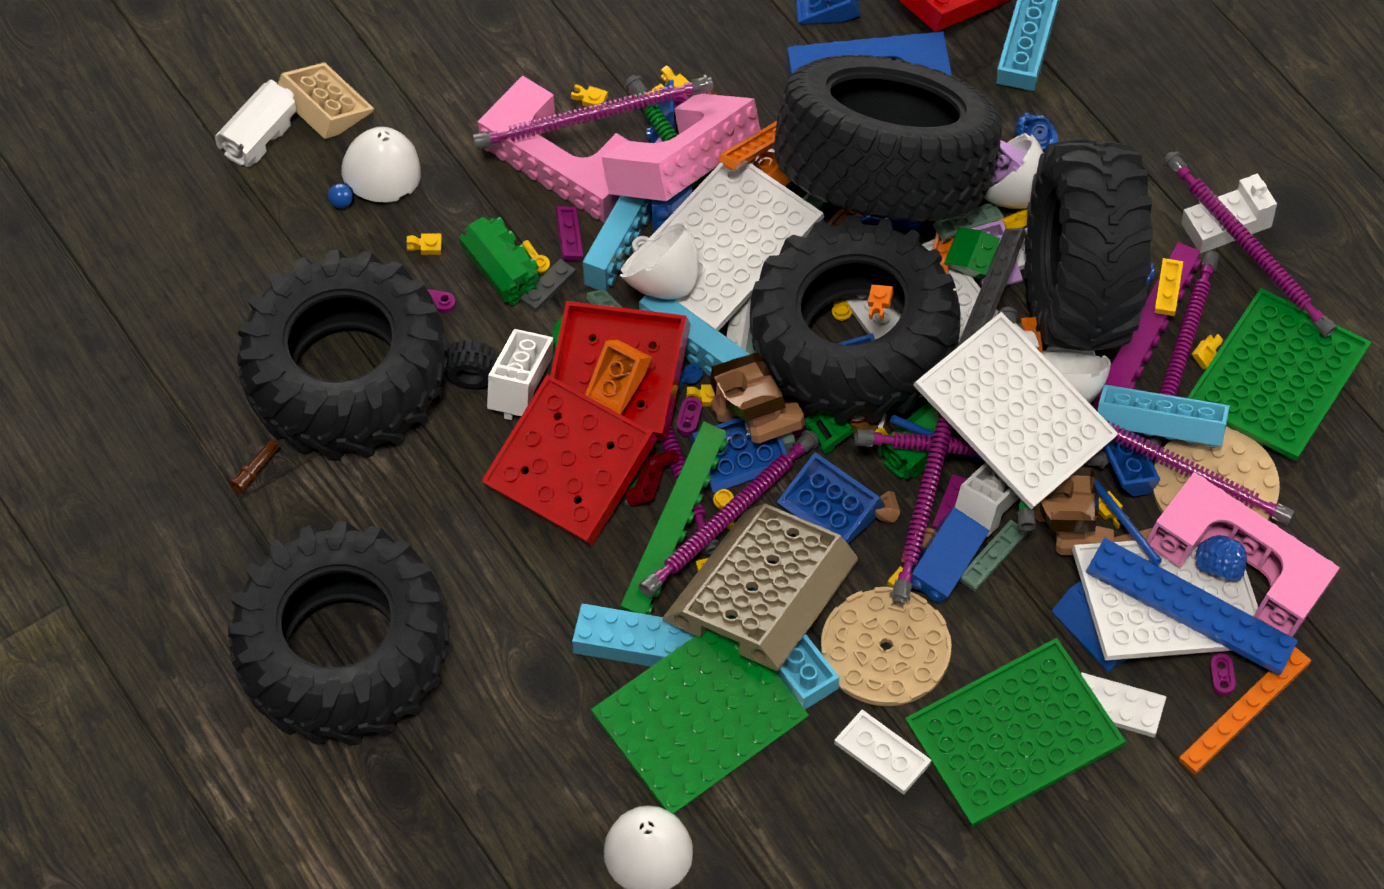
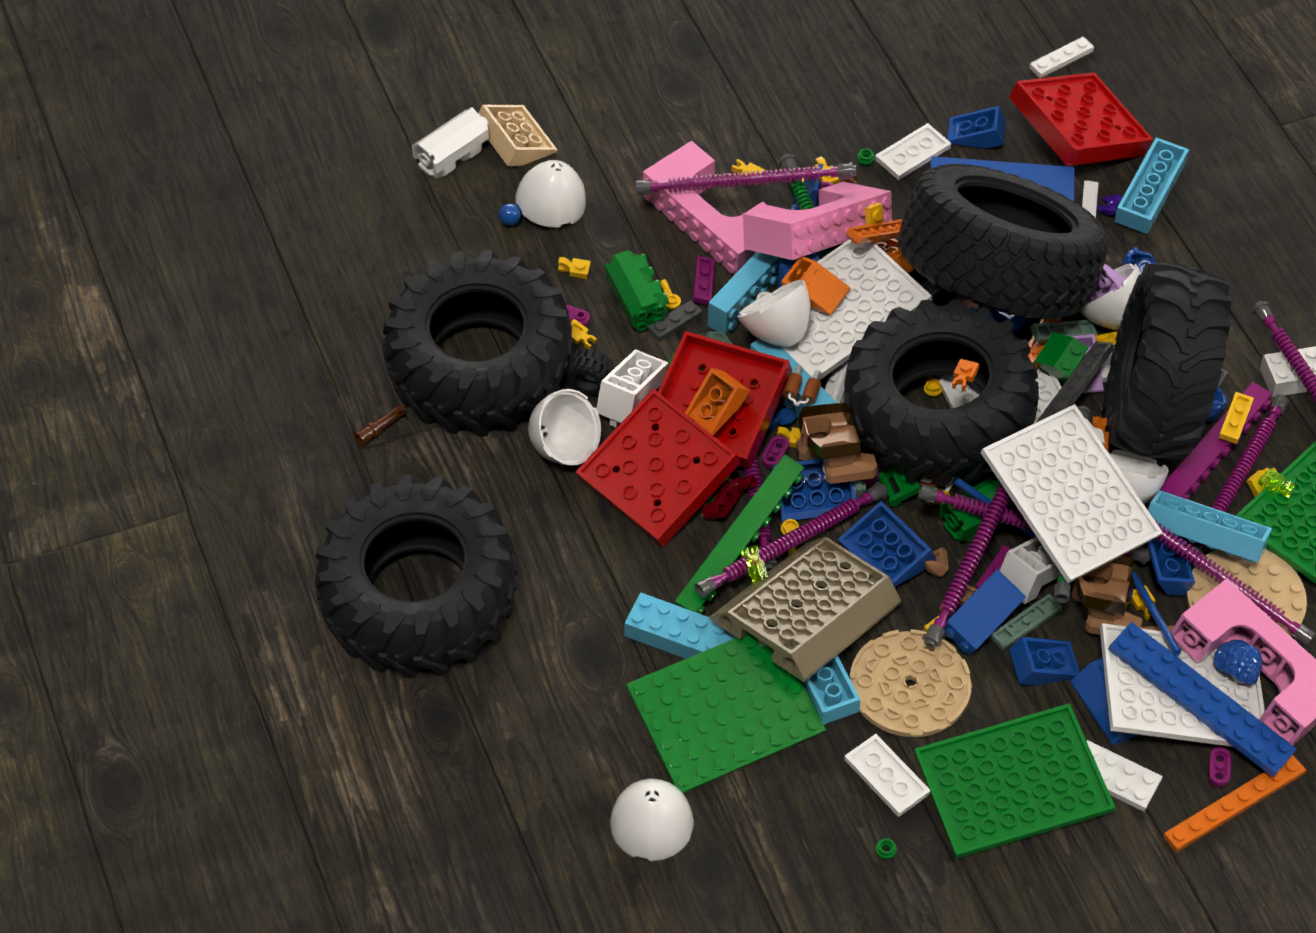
camera: 10 degrees right, 5 degrees down
(450, 321) = (580, 334): none -> yellow plate
(459, 434) = (569, 427): none -> white piece
(699, 552) = (756, 566): none -> clear neon green plate
(705, 223) = (823, 287): none -> orange slope
(714, 52) = (865, 156): none -> green plate
(715, 341) = (810, 391): none -> dark orange piece
(741, 129) = (874, 213): none -> yellow plate
(764, 41) = (913, 151): none -> white plate
(898, 826) = (886, 843): none -> green plate
(965, 61) = (1090, 196): none -> white sticker
(990, 61) = (1112, 204): none -> dark purple piece
(1019, 595) = (1043, 661): none -> blue slope
(1222, 351) = (1276, 482): none -> clear neon green plate

